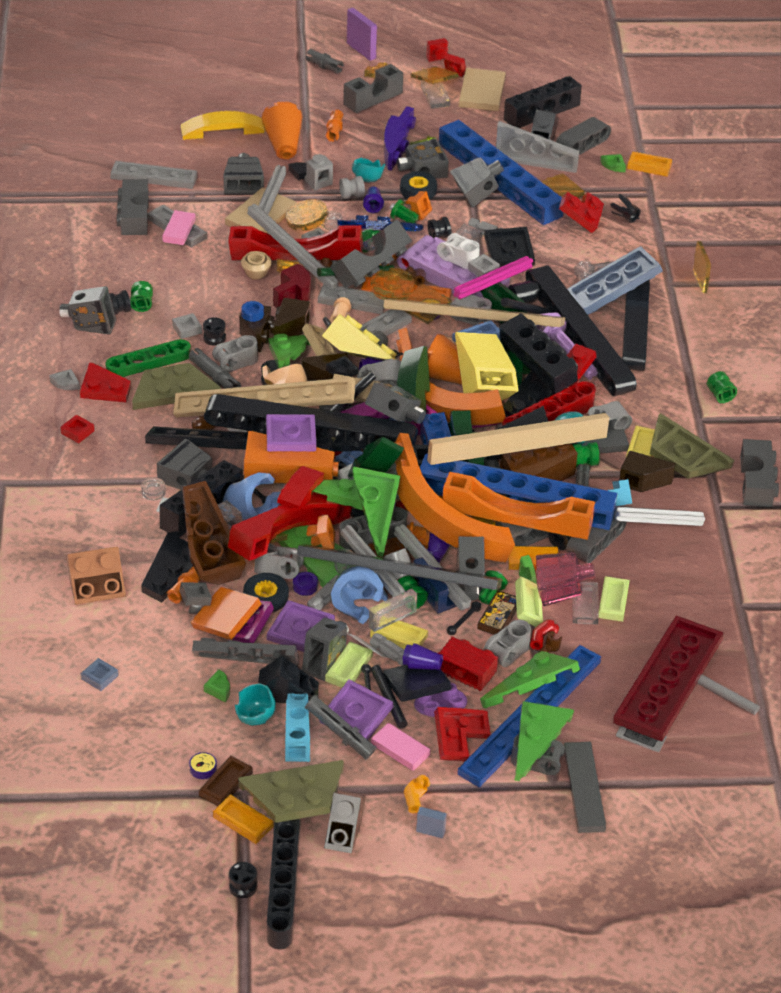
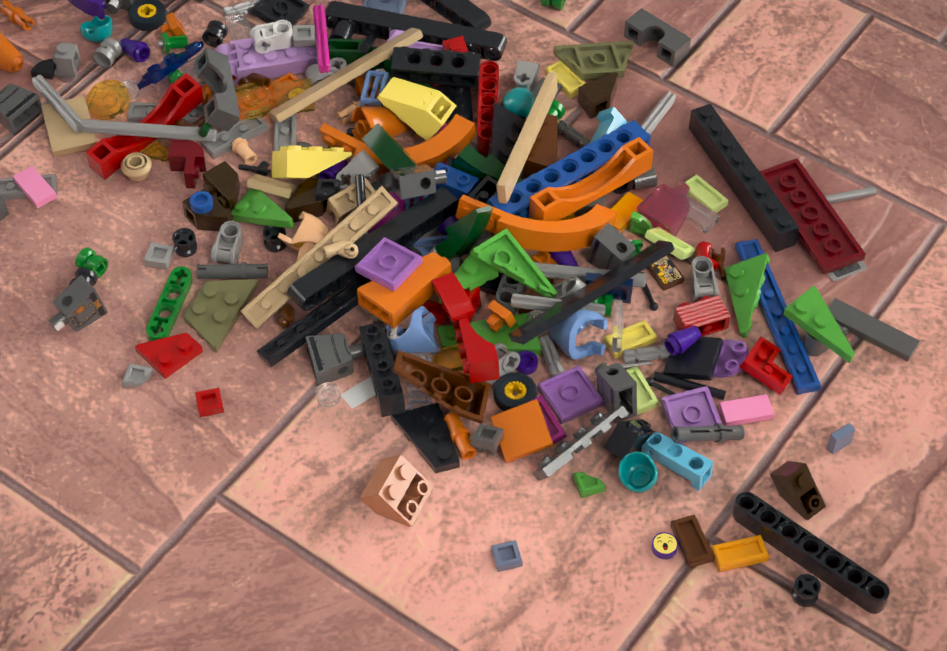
camera: 50 degrees left, 10 degrees up
(277, 398) = (341, 248): none -> tan arm
(295, 791) = (759, 500): olive wing -> none
(414, 791) = (797, 430): light orange arm -> none
(656, 610) = (743, 178): none -> black brick

